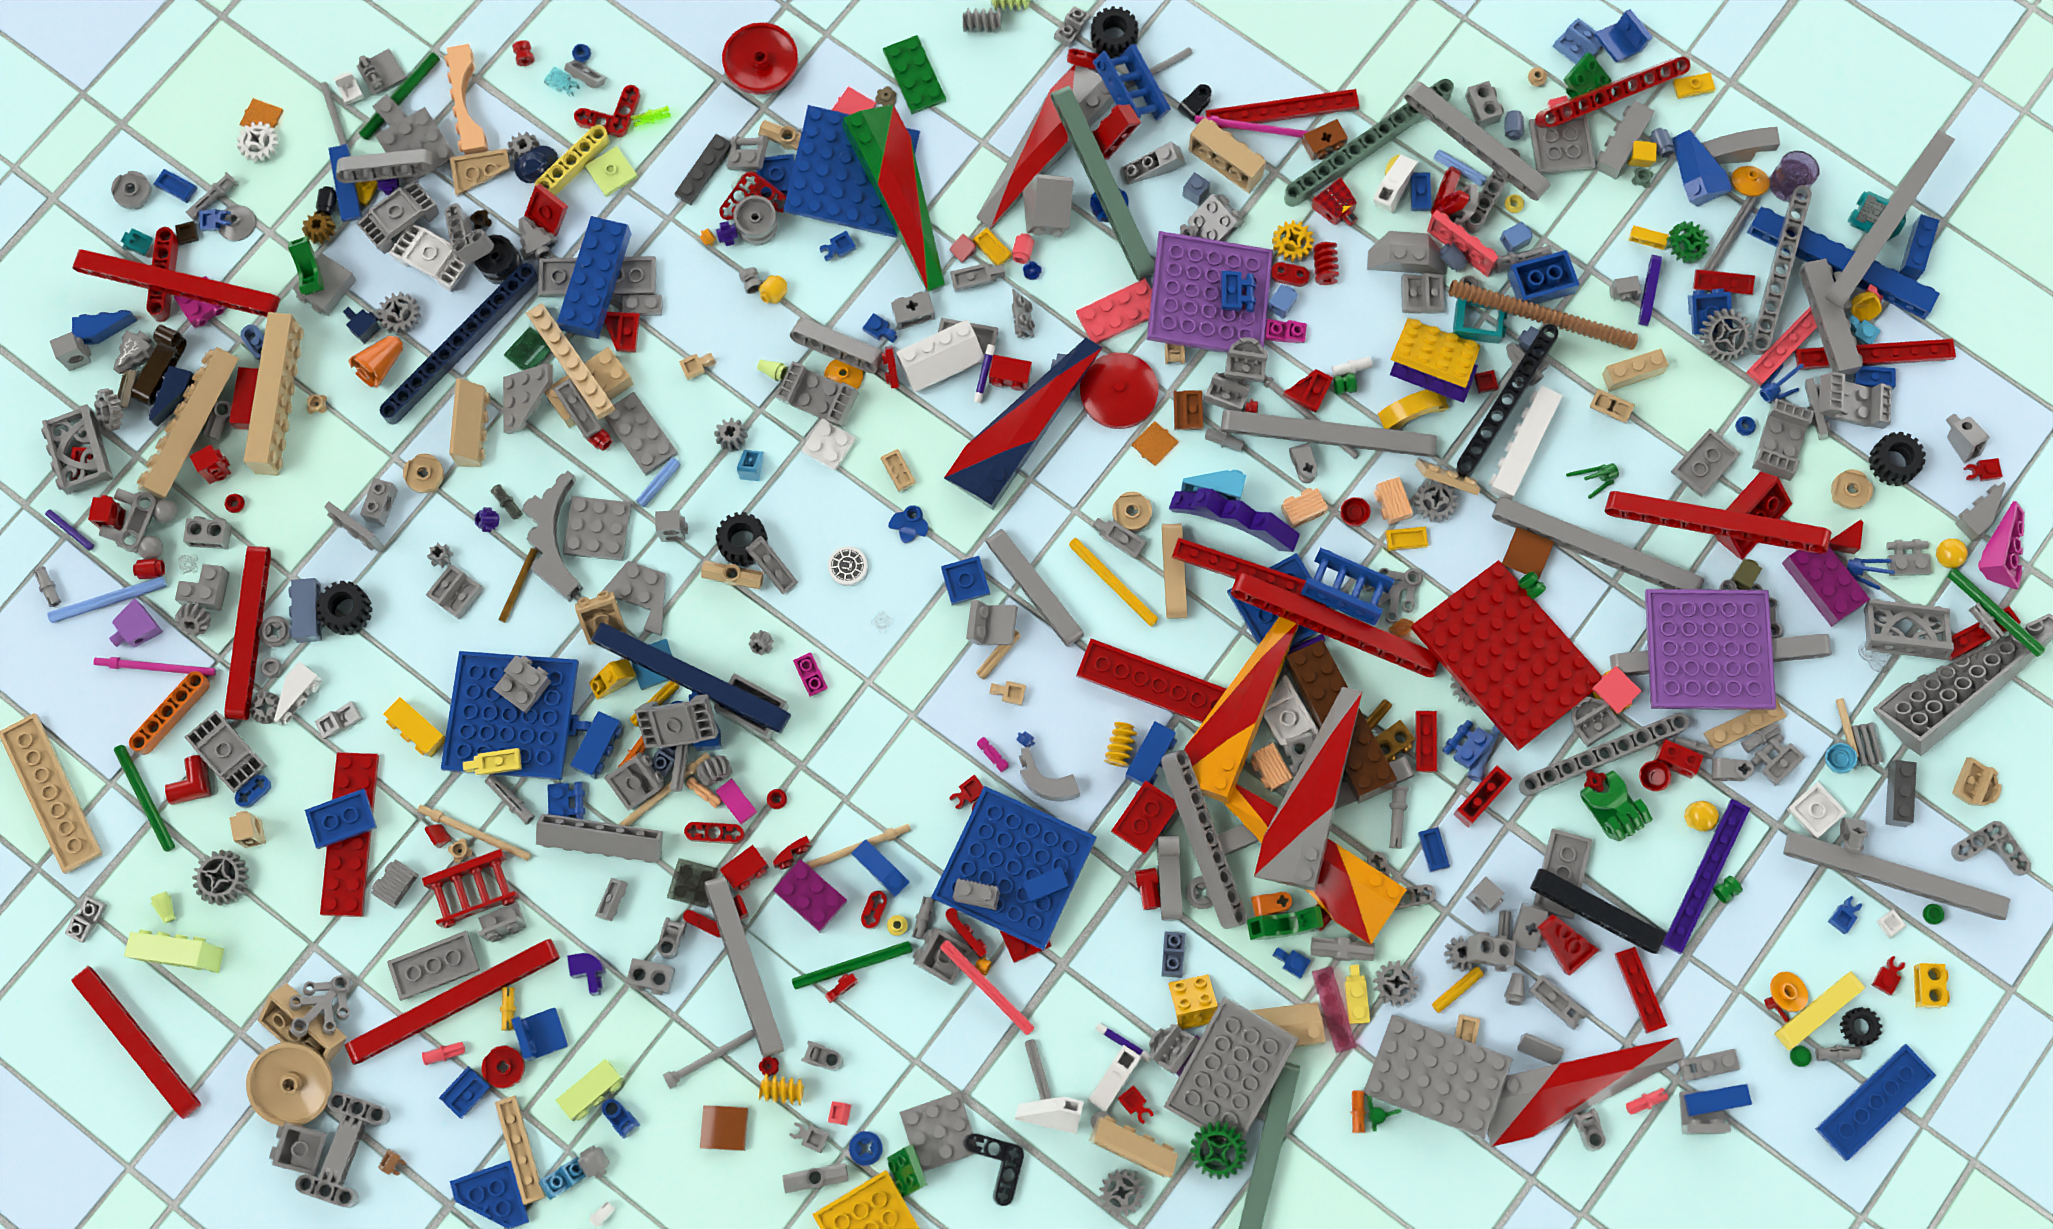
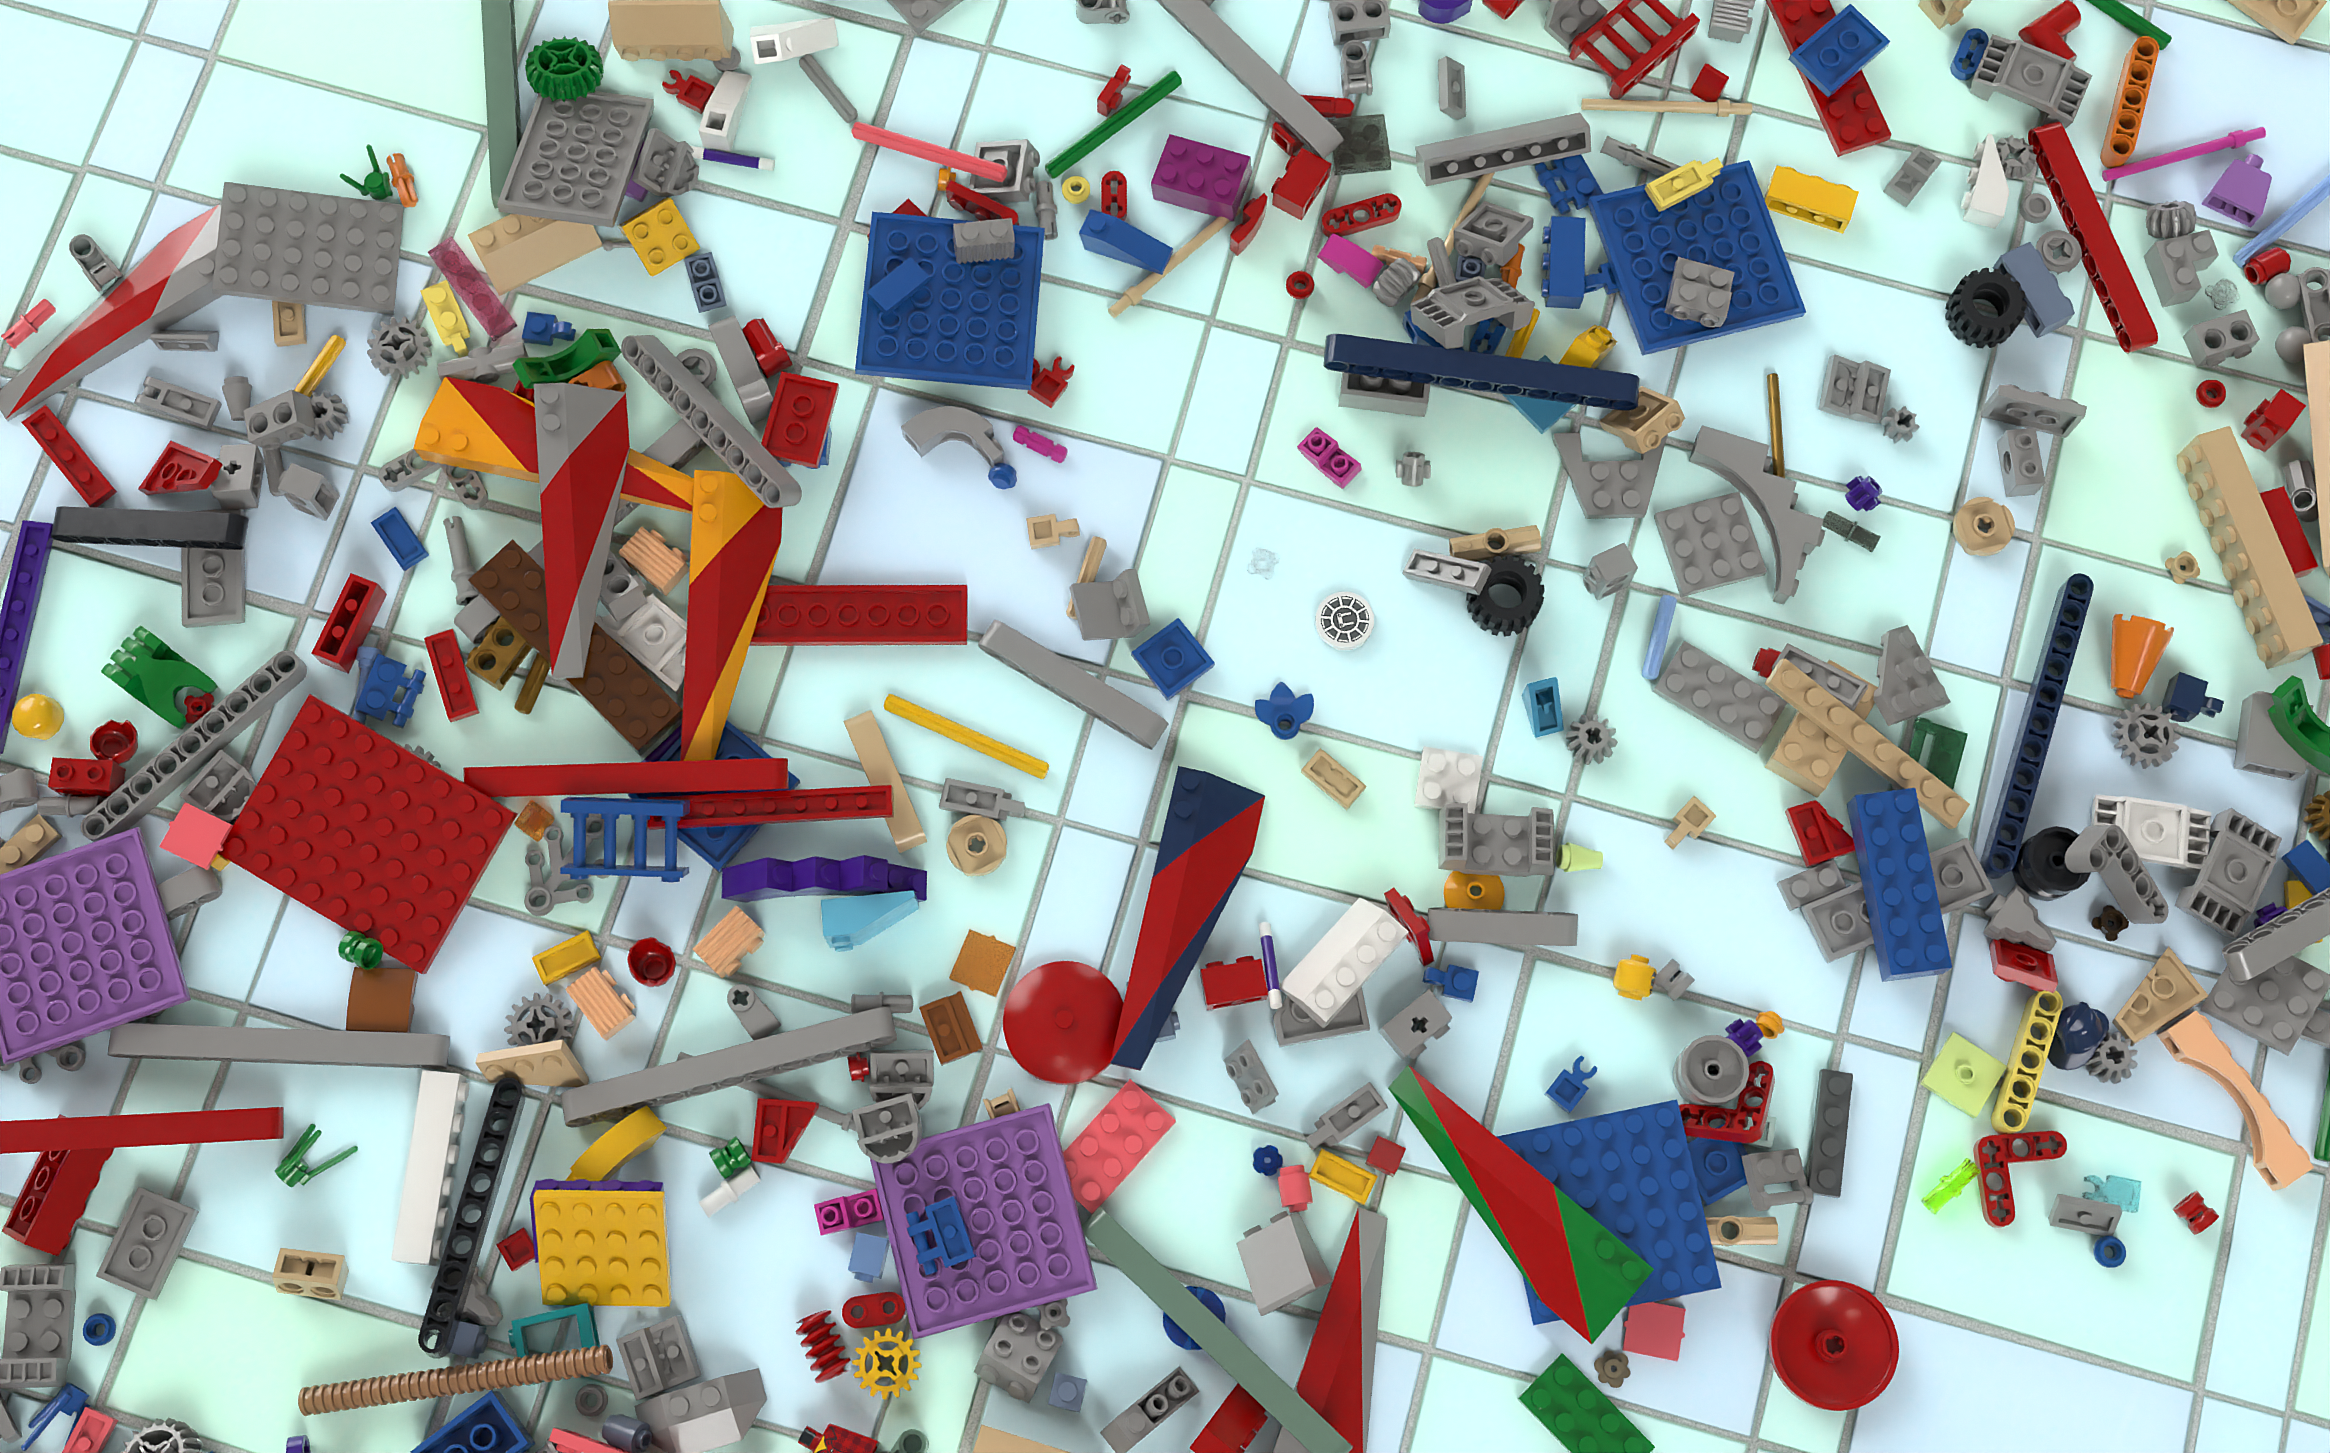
camera: 155 degrees right, 0 degrees up
(461, 844) = (1677, 74): tan plate -> none
(468, 424) = (1960, 610): tan slope -> none
(1120, 743) = (868, 512): yellow piece -> none
(1150, 754) = (824, 517): blue brick -> none
(1635, 369) = (290, 1351): tan brick -> none
(1746, 574) = (47, 1087): olive brick -> none

